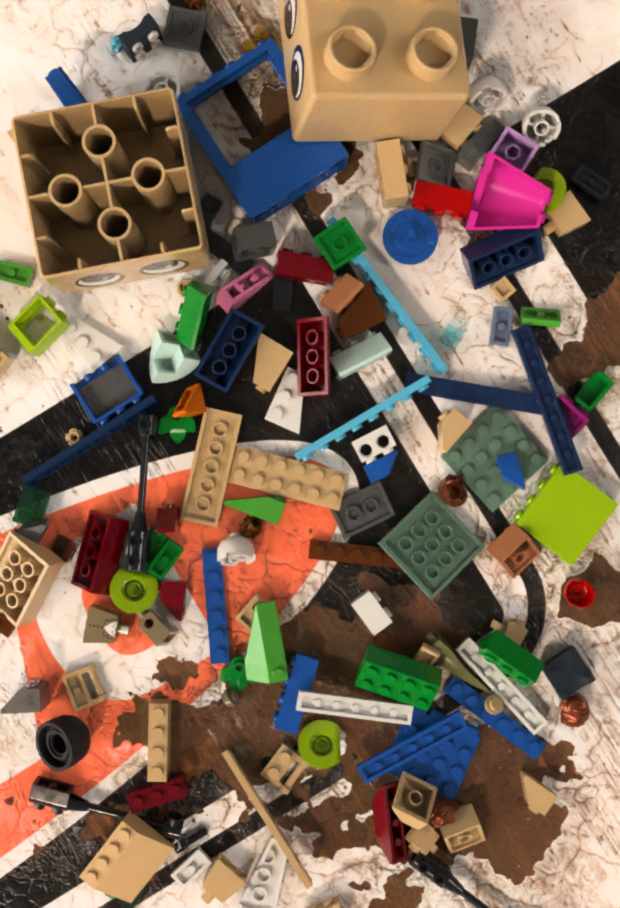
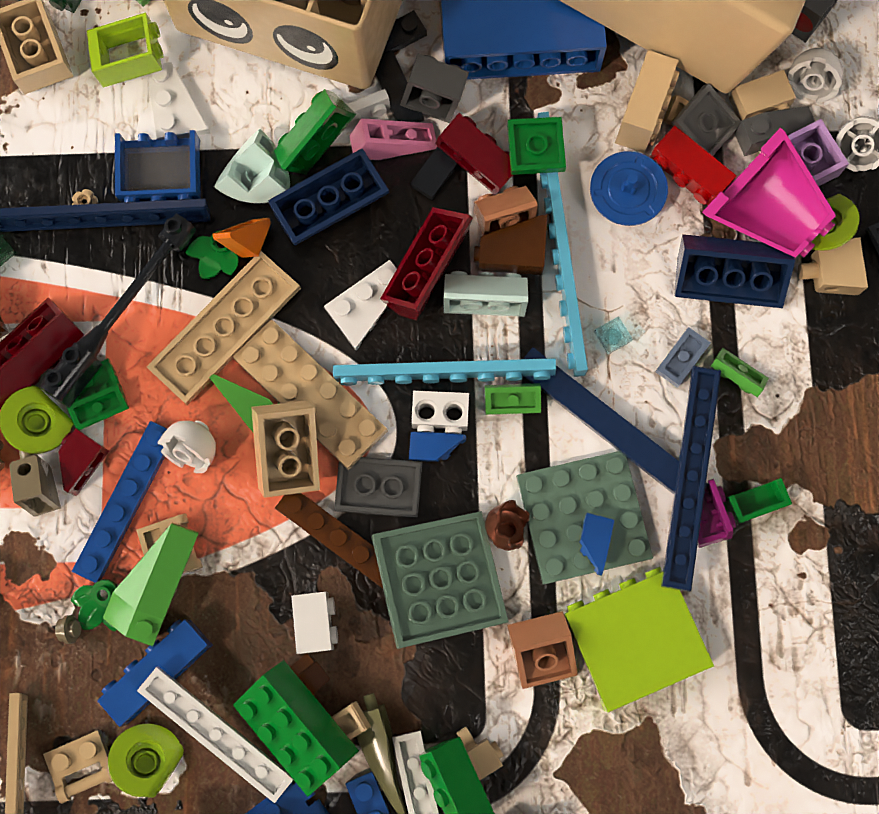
camera: 30 degrees right, 10 degrees down
(167, 519) = (130, 358): dark red slope -> none
(250, 527) = (225, 426): reddish brown gear -> none
(269, 363) = (369, 243): tan slope -> none
(297, 521) = (285, 448): none -> tan brick
(412, 411) = (512, 398): none -> bright green plate
(450, 428) = (549, 444): tan slope -> none
(502, 289) = (709, 313): tan plate -> none
(579, 593) = (598, 756): red hair -> none

